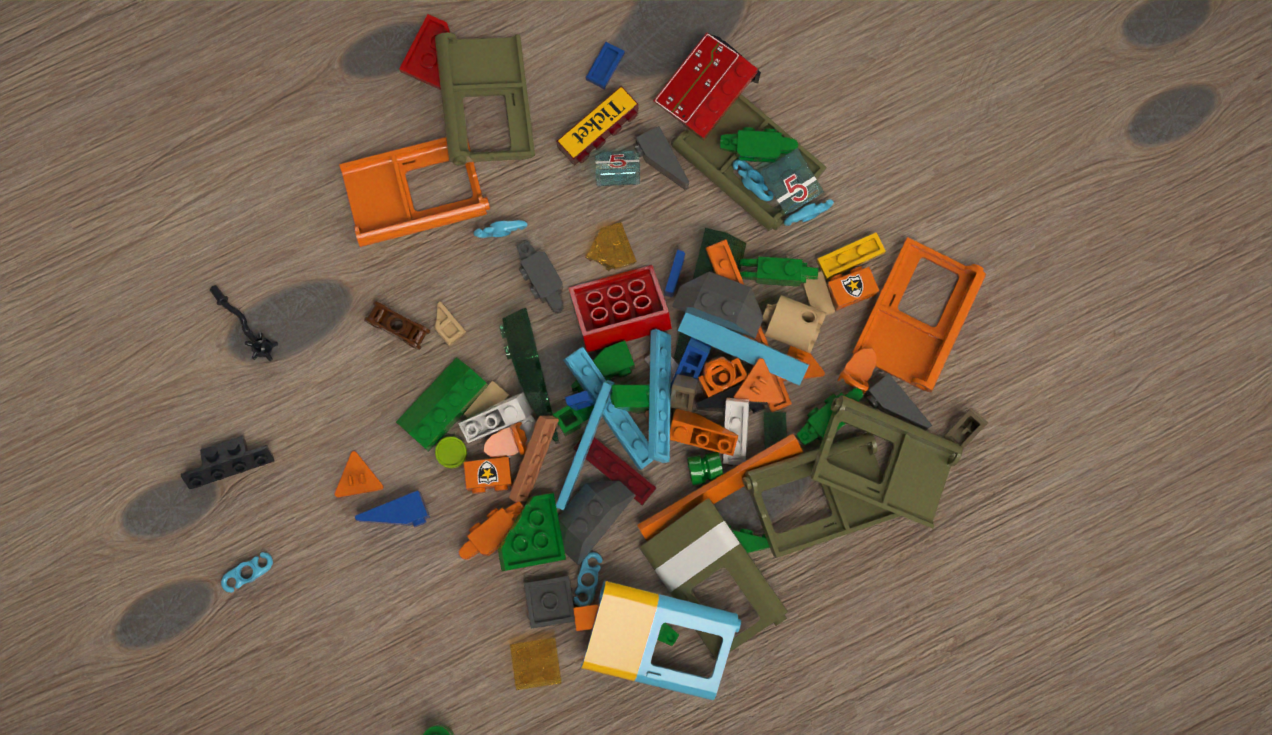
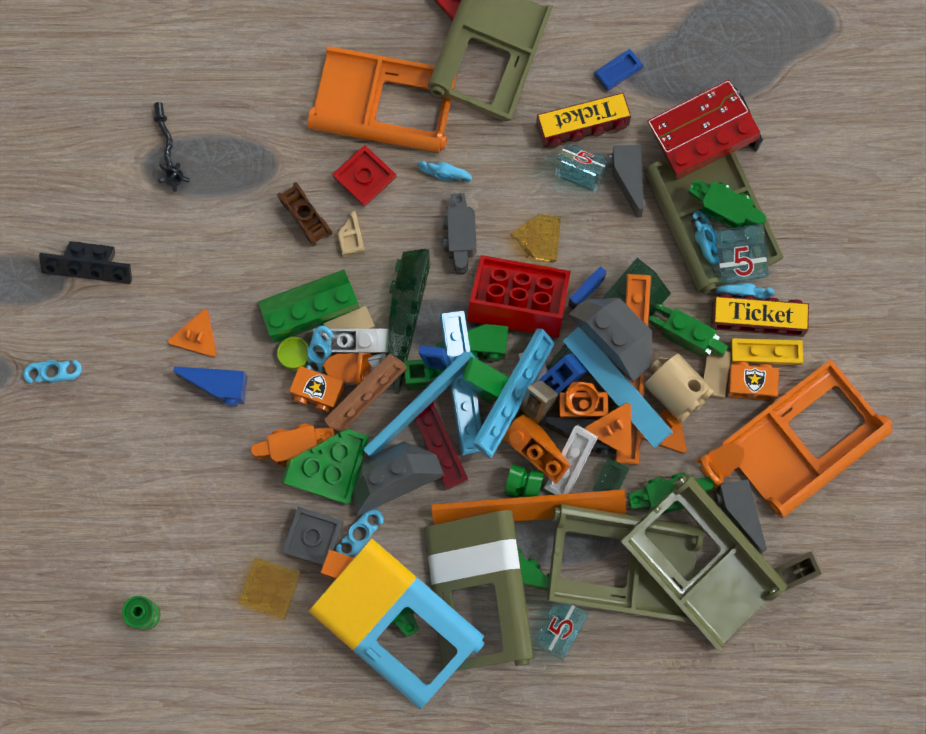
camera: 30 degrees right, 5 degrees down
(431, 266) = (364, 175): none -> red plate
(473, 433) = (318, 341): none -> medium azure piece
(798, 576) = (562, 629): none -> clear light blue slope
(831, 227) = (760, 316): none -> brick

